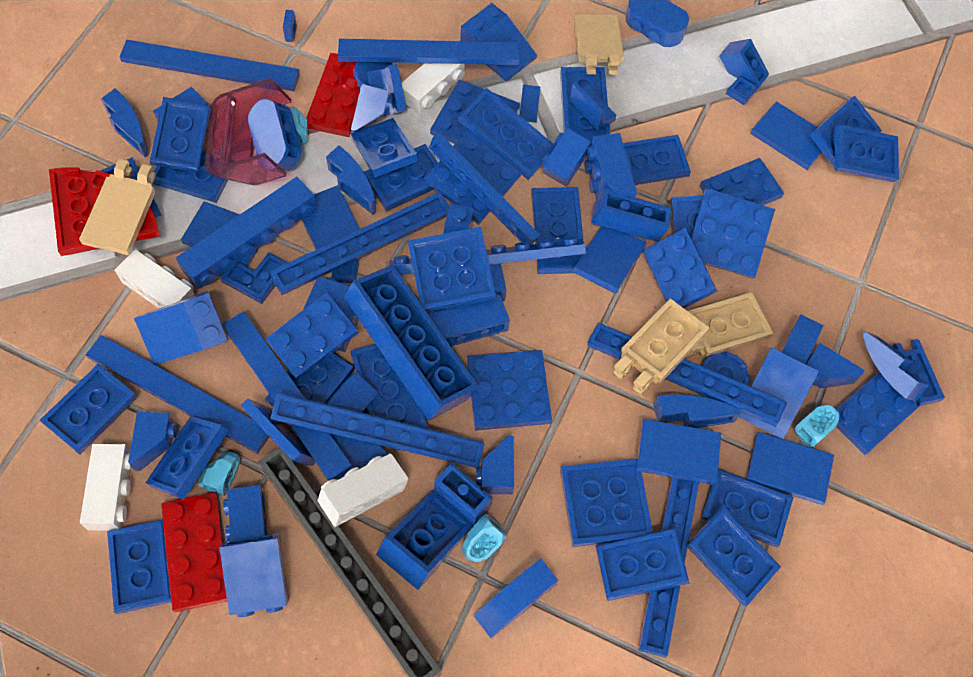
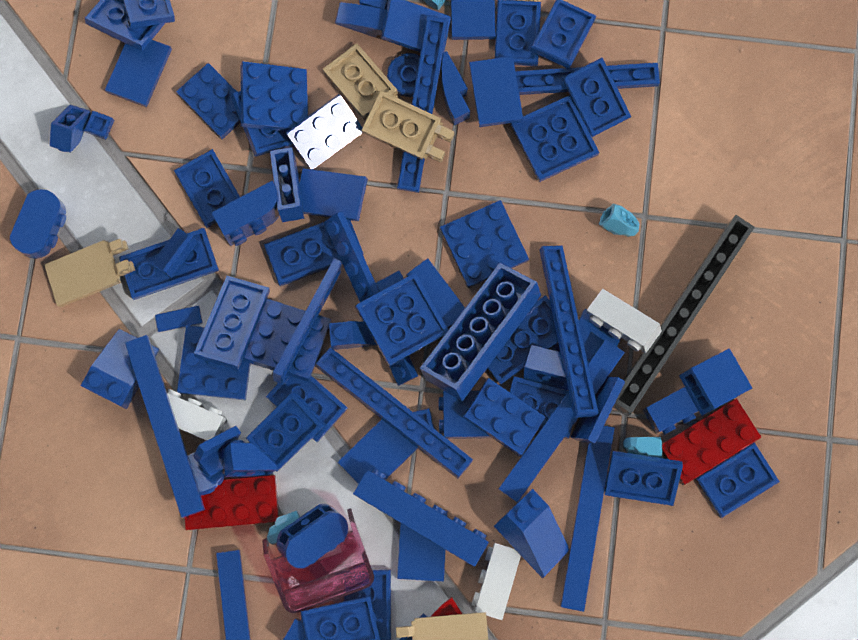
camera: 105 degrees left, 15 degrees up
(88, 408) = (629, 583): blue plate -> none
(106, 488) = (689, 533): white brick -> none
(151, 438) = (635, 517): blue slope -> none
(253, 283) = (459, 492): blue tile -> none
(289, 25) = (166, 583): blue tile -> none
(351, 178) = (327, 449): blue slope -> none
(423, 539) = (636, 265): blue slope -> none
(462, 493) = (592, 247): blue brick -> none
(498, 469) = (559, 228): blue slope -> none
(516, 598) = (656, 182): blue slope -> none
(566, 157) = (239, 260): blue brick -> none

